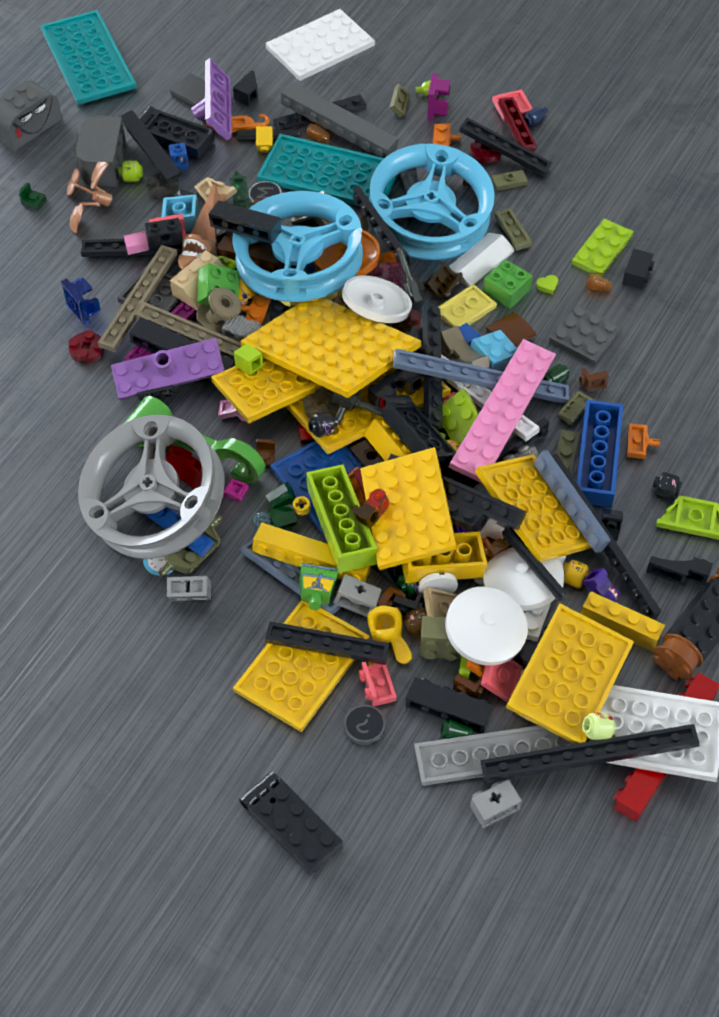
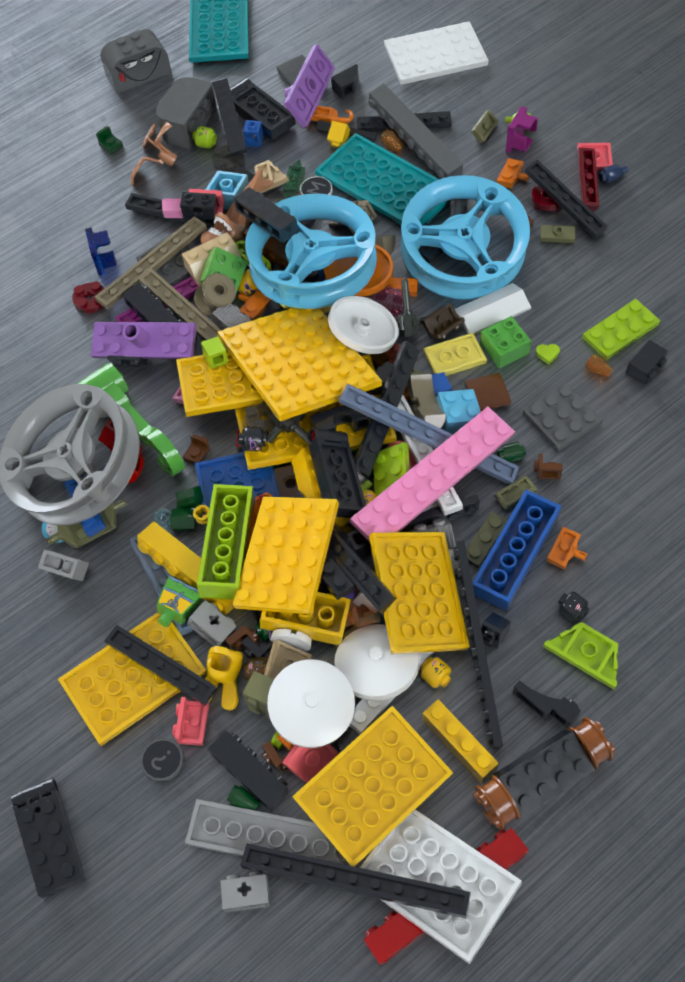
camera: 25 degrees right, 5 degrees up
(235, 489) = (155, 477): dark pink tile -> none
(372, 509) = (249, 544): leg -> none
(377, 222) = (399, 245): black plate -> none
(513, 229) = (537, 286): olive plate -> none
(536, 566) = (388, 658): black axle -> none
(571, 501) = (458, 596): sand blue plate -> none
(599, 726) = (374, 854): yellowish green head -> none
(601, 585) = (454, 696): dark purple leg -> none

